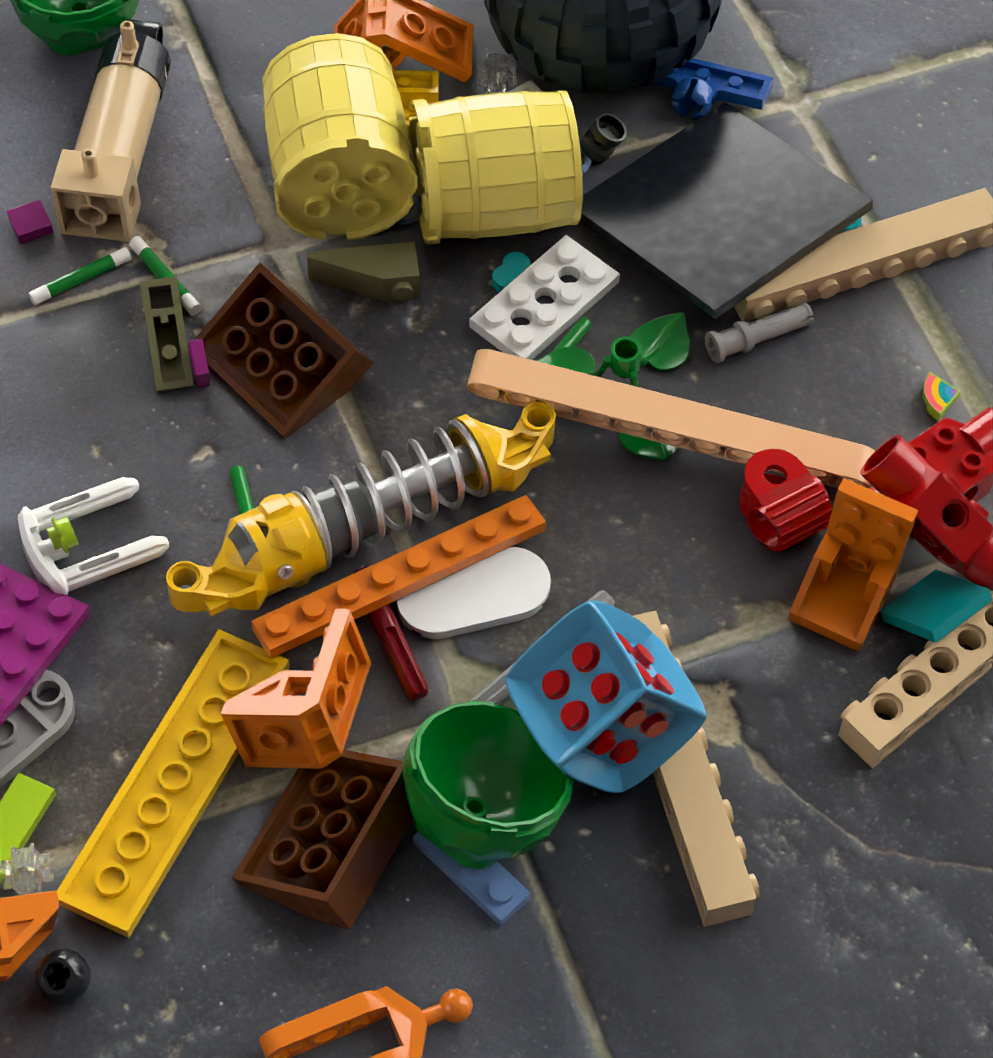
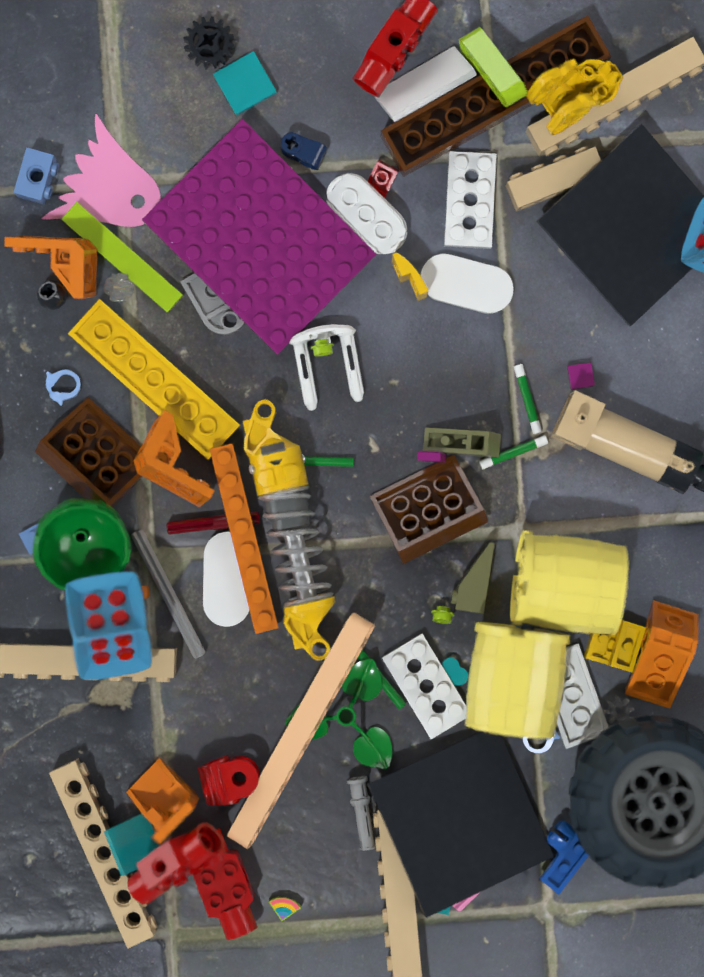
camera: 105 degrees right, 30 degrees up
(219, 942) = (52, 379): none -> light blue piece
(433, 301) = (442, 615): none -> lime plate
(603, 137) = (544, 768): pearl dark grey wheel -> none

